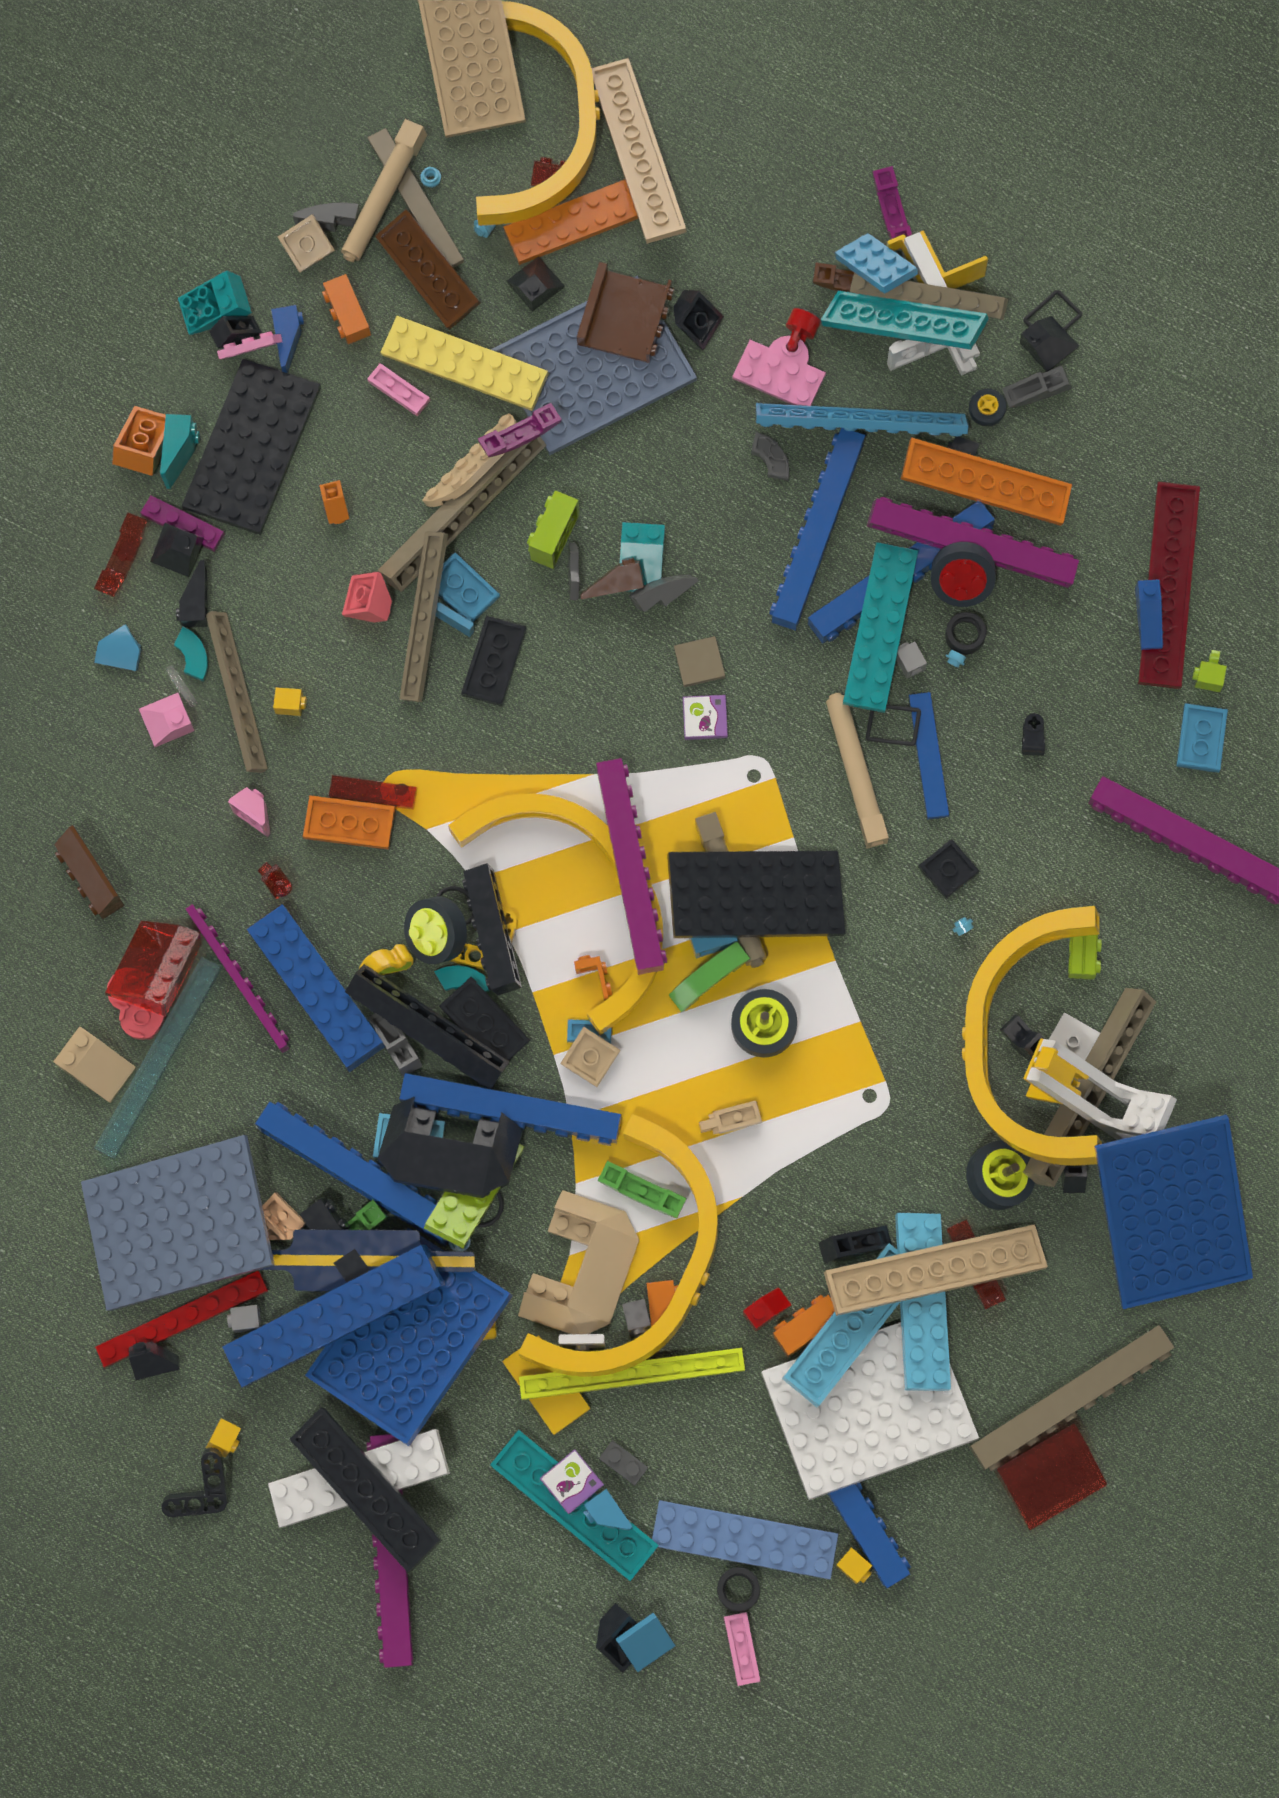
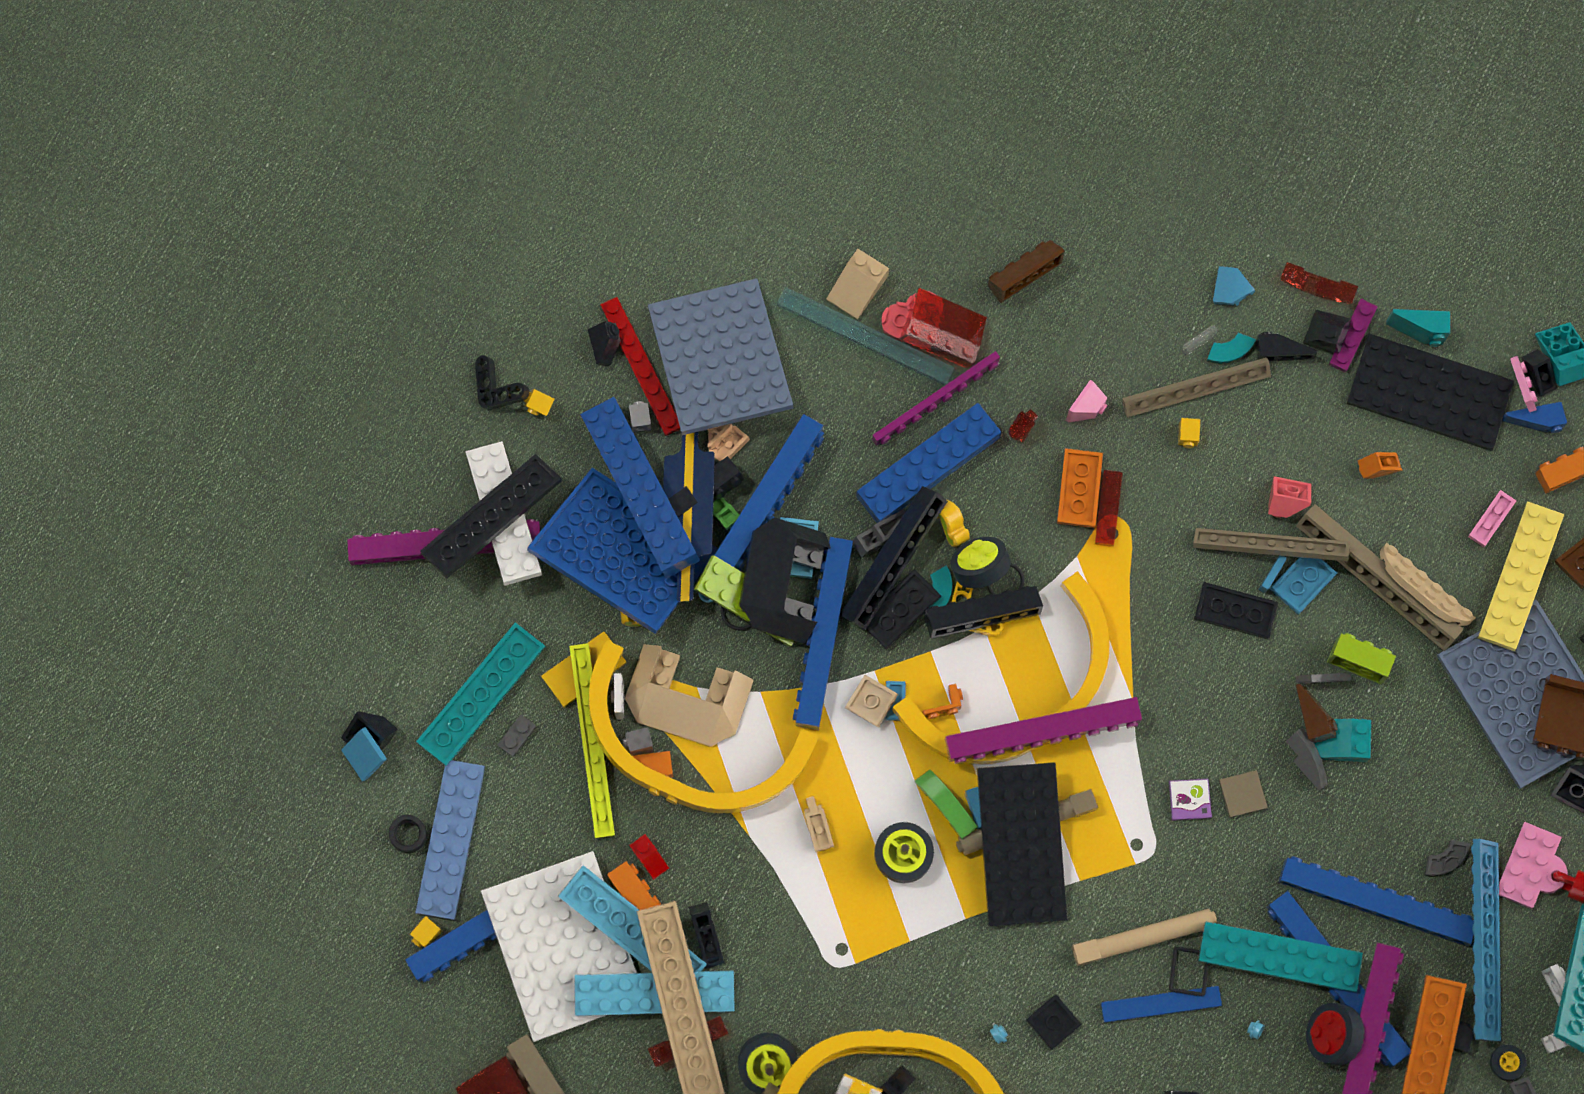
camera: 85 degrees right, 0 degrees up
(140, 441) = (1428, 293): orange slope -> none
(166, 719) = (1169, 330): bright pink slope -> none
(521, 433) = (1450, 623): magenta slope -> none
(571, 1481) = (499, 690): tile -> none
(606, 1512) = (472, 719): dark azure slope -> none
(641, 1190) = (753, 747): bright green slope -> none
(742, 1649) = (357, 837): bright pink plate -> none
(910, 659) = (1252, 986): light grey brick -> none
(969, 618) = (1295, 1039): black tyre -> none

